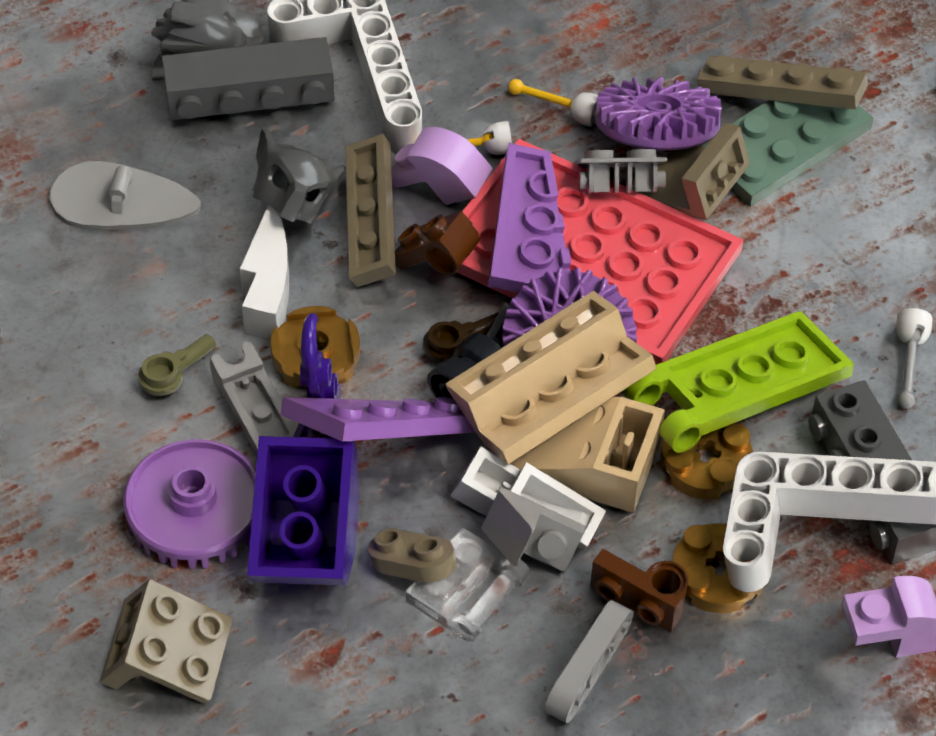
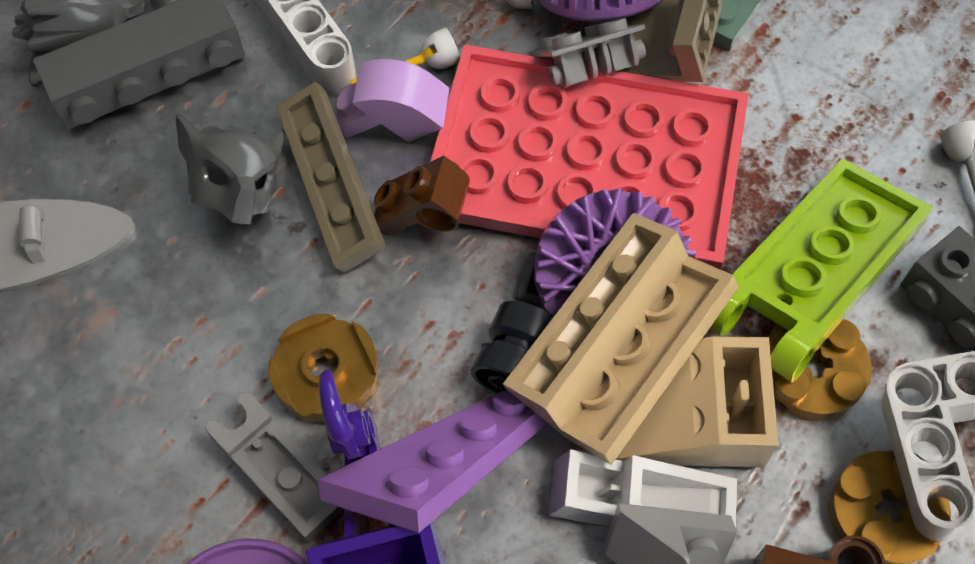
camera: 15 degrees left, 10 degrees up
(163, 373) = (153, 460): olive plate -> none
(265, 278) = (238, 297): white slope -> none
(447, 336) = (473, 310): dark brown plate -> none
(527, 221) = (517, 149): medium lavender wing -> none

